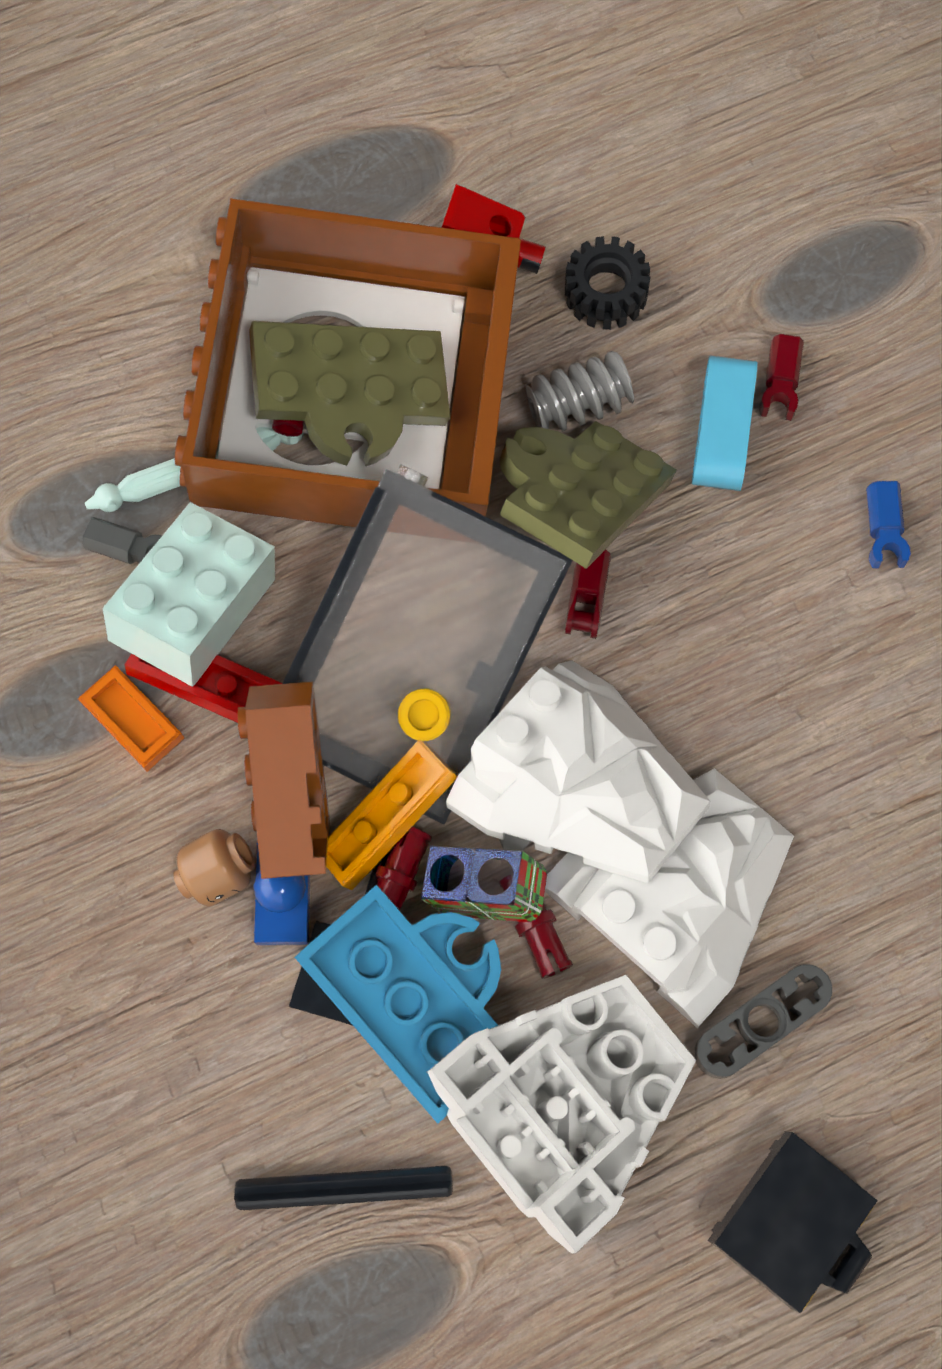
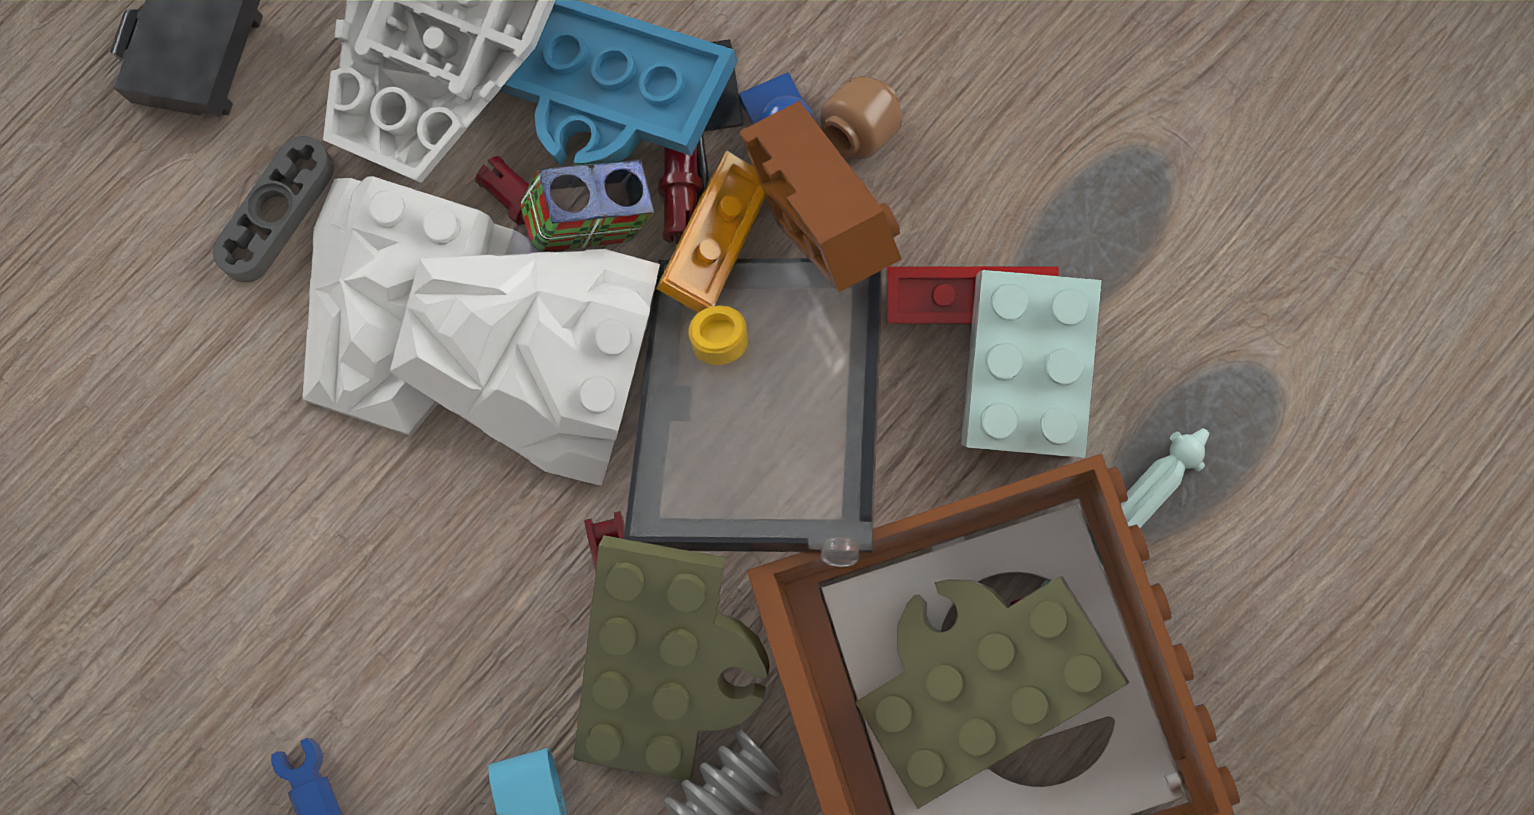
camera: 155 degrees right, 5 degrees up
(117, 541) = (1139, 404): dark grey bar -> none
(131, 718) = (1026, 231): orange tile -> none

